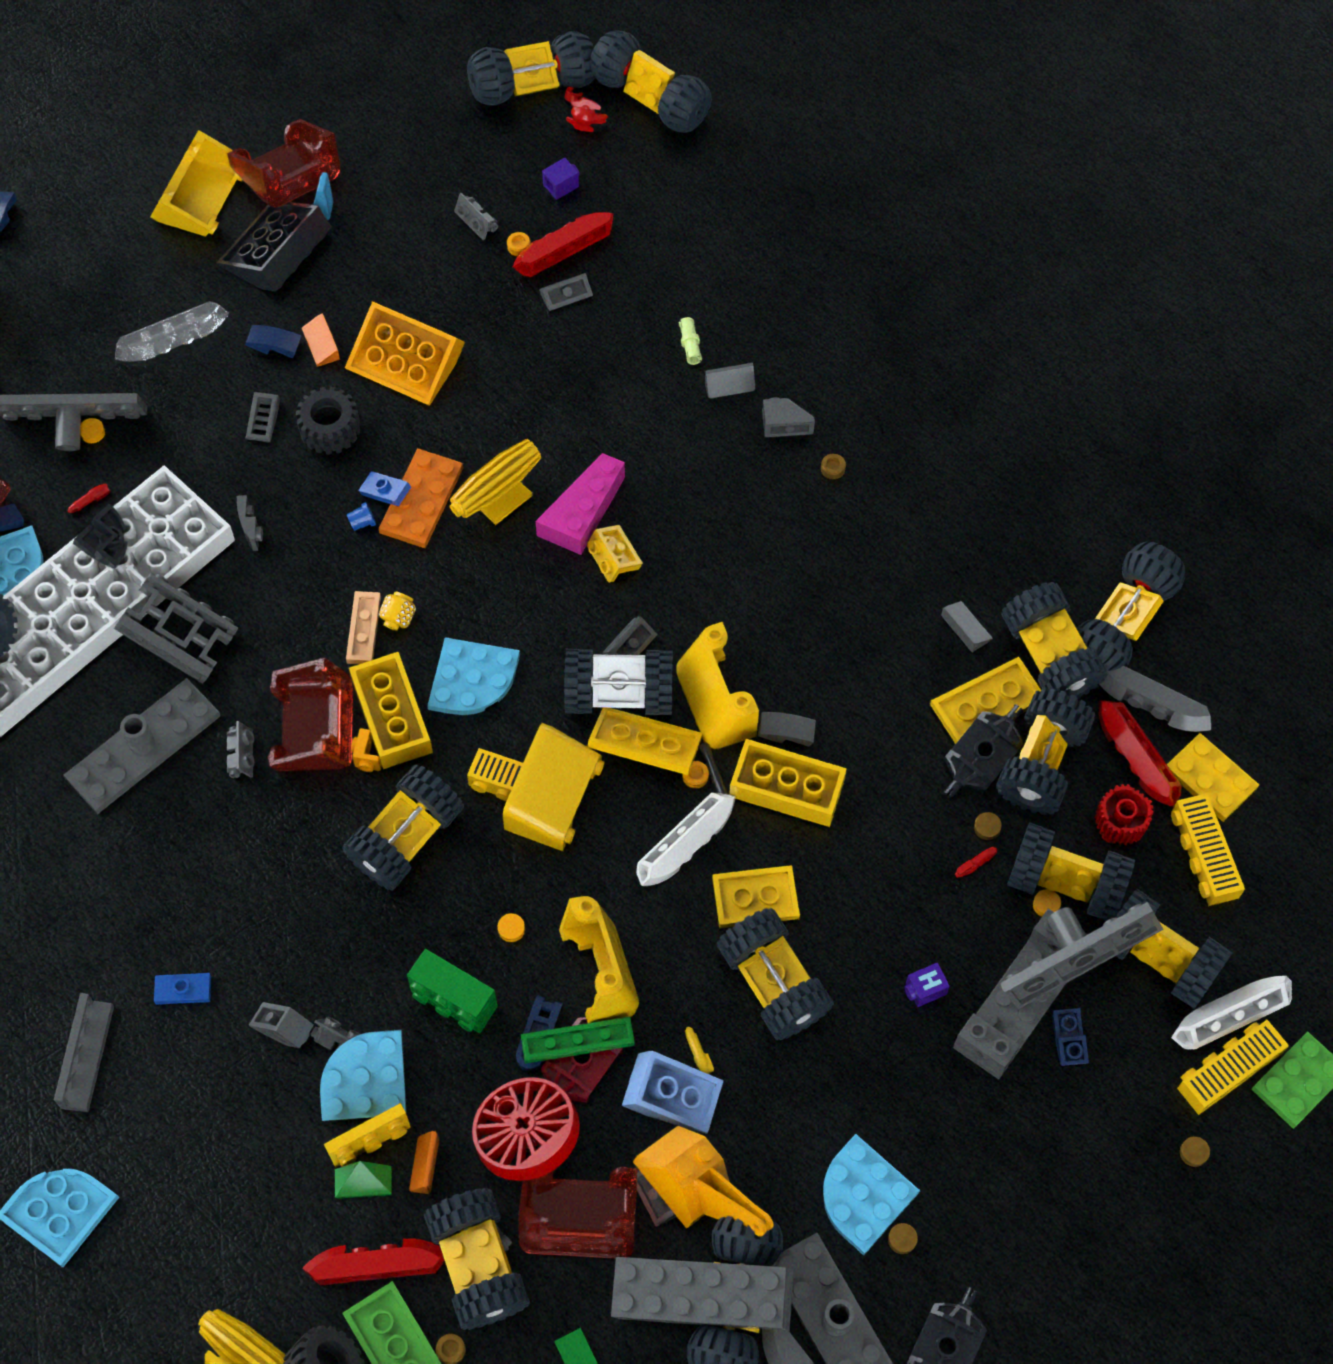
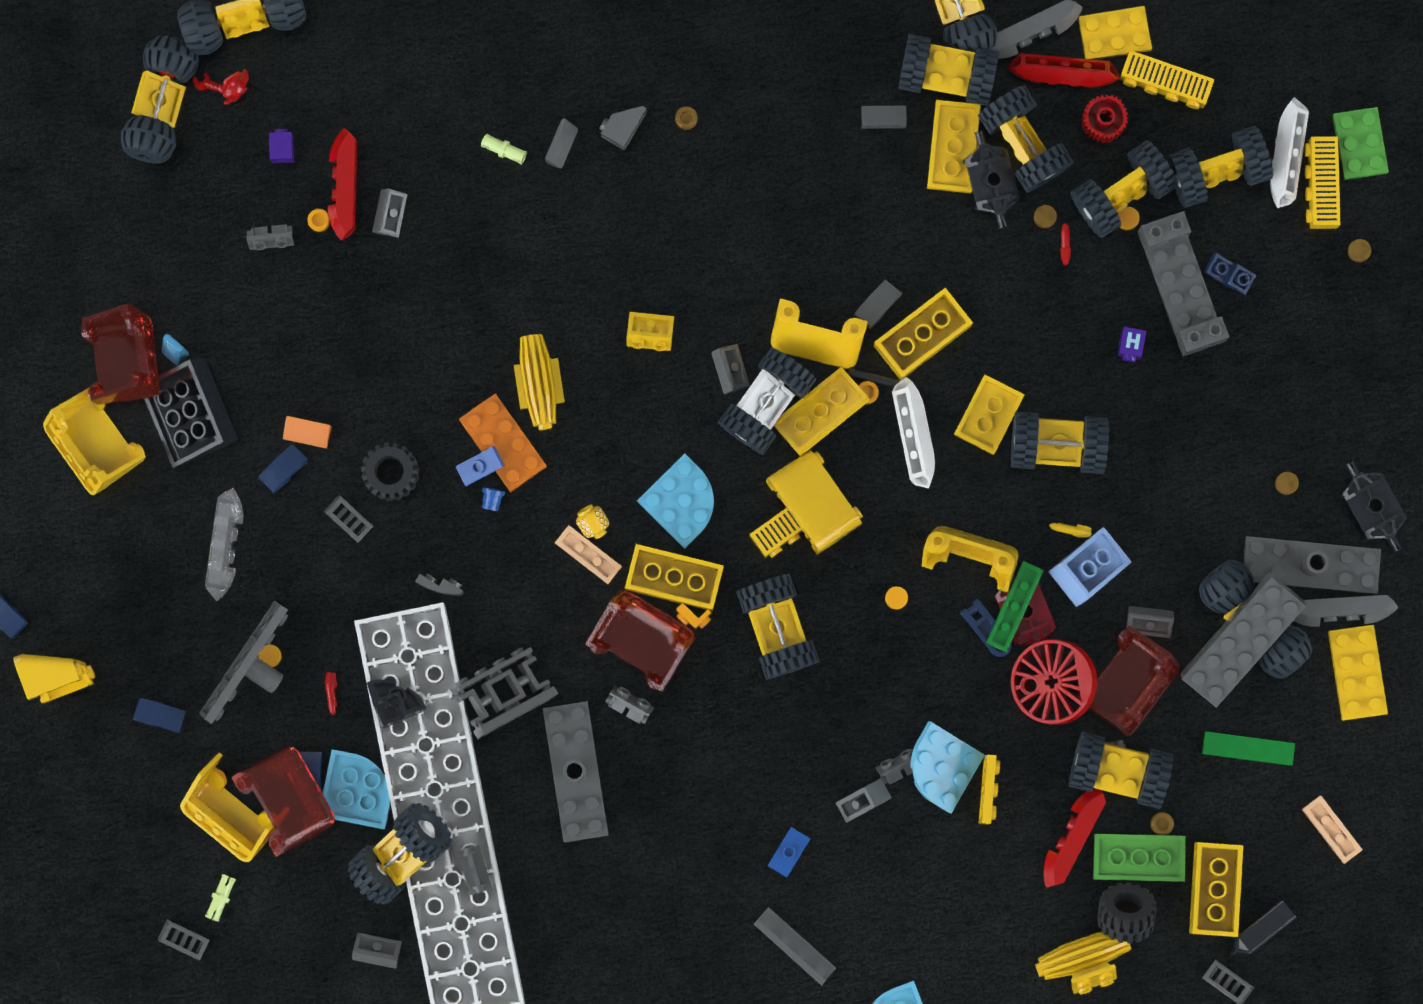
camera: 55 degrees left, 20 degrees up
(363, 1180) = (1011, 811): green slope -> none
(403, 353) = (365, 375): light orange slope -> none
(424, 1163) = (1026, 763): orange slope -> none
(452, 991) = (923, 670): green brick -> none
(581, 507) = (598, 331): dark pink wedge -> none
(695, 1181) = (1164, 593): light orange slope -> none
(864, 1194) = (1241, 487): medium azure plate -> none
(1079, 951) = (1189, 231): dark grey plate -> none

